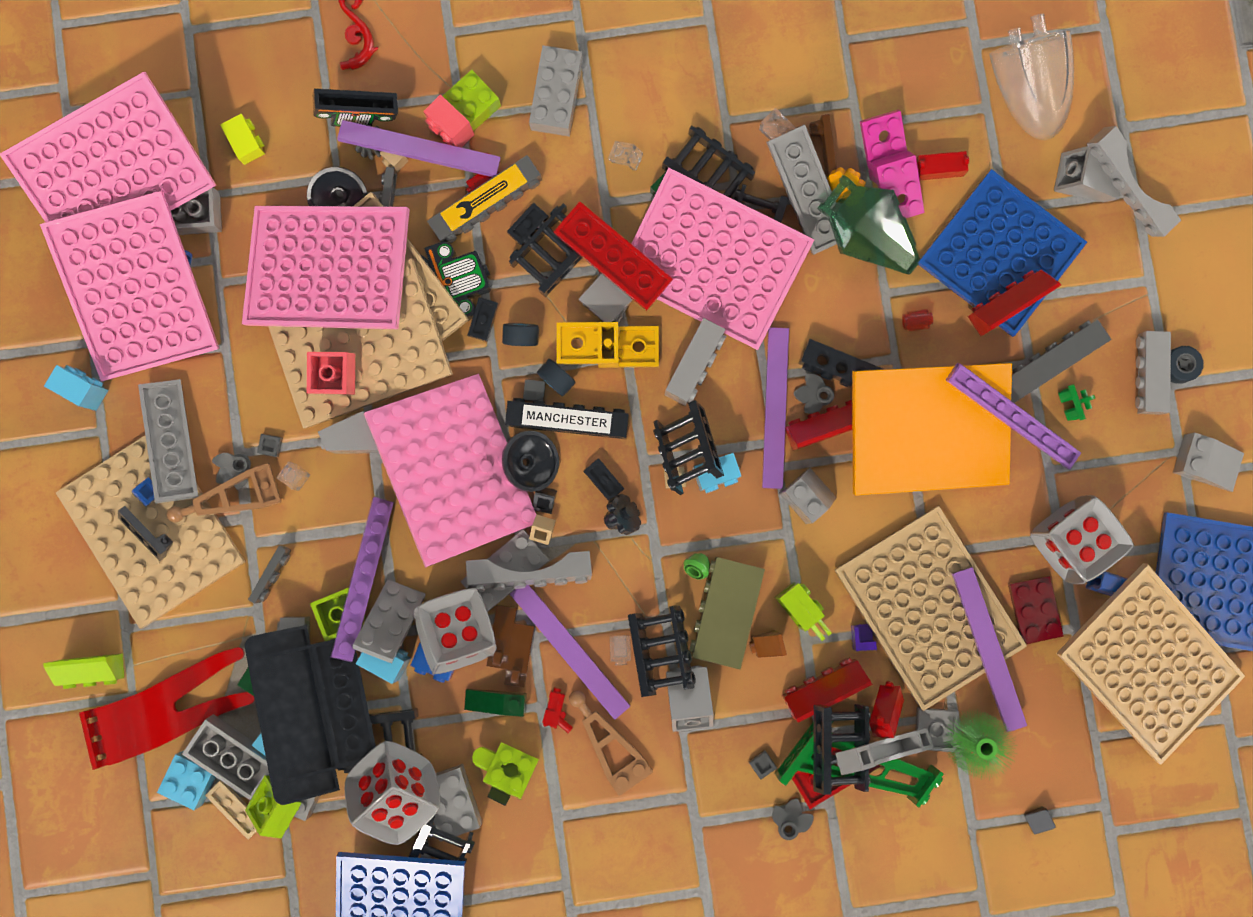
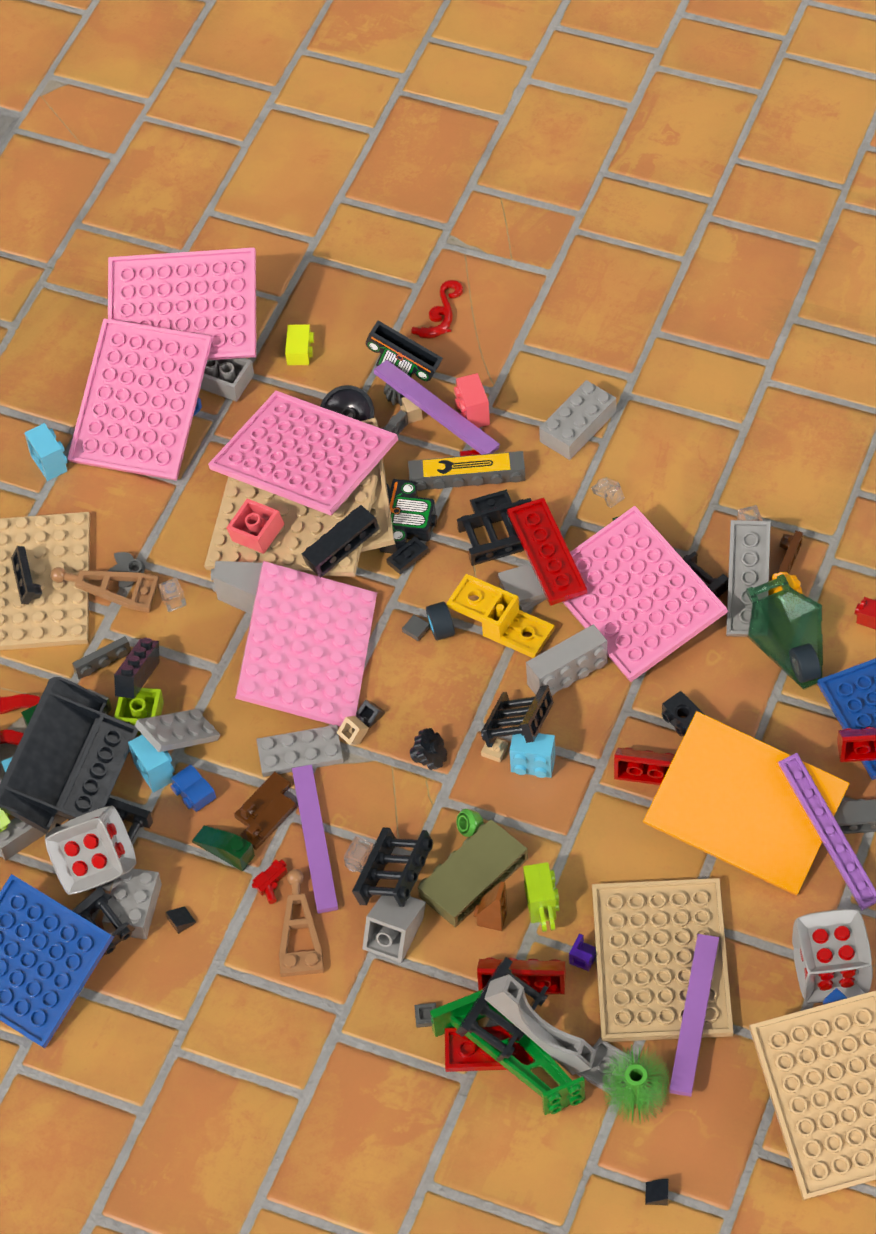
camera: 30 degrees right, 30 degrees down
(144, 491) = (48, 547): blue plate -> none
(168, 441) = (90, 521): light grey plate -> none
(269, 445) = (168, 567): dark grey tile -> none
(313, 579) = (136, 668): none -> black brick
(362, 579) = (177, 688): medium lavender plate -> none
(422, 351) = (340, 540): none -> black brick
(454, 630) = (226, 757): light grey piece -> none
(473, 99) = (504, 396): lime brick -> none
(485, 574) = (355, 769): light grey arch -> none
(506, 769) = (189, 897): lime brick -> none
(520, 334) = (431, 577): black wheel -> none
(540, 457) = (385, 666): black dish -> none
(567, 419) = (429, 659): brick -> none
(603, 479) = (431, 716): black plate -> none
(713, 147) = (687, 516): black fence -> none
(775, 408) = (618, 737): medium lavender tile -> none
(791, 816) = (425, 1071): dark grey plate -> none
(808, 496) = (602, 810): light grey slope -> none
(811, 394) = (660, 740): dark grey plate -> none
(886, 711) = (566, 1011): red brick -> none
(890, 162) = (838, 591): dark pink bracket -> none
(906, 255) = (805, 663): none -> black wheel
(917, 320) = (789, 724): clear red brick -> none
(1035, 610) = (759, 1003): dark red plate -> none

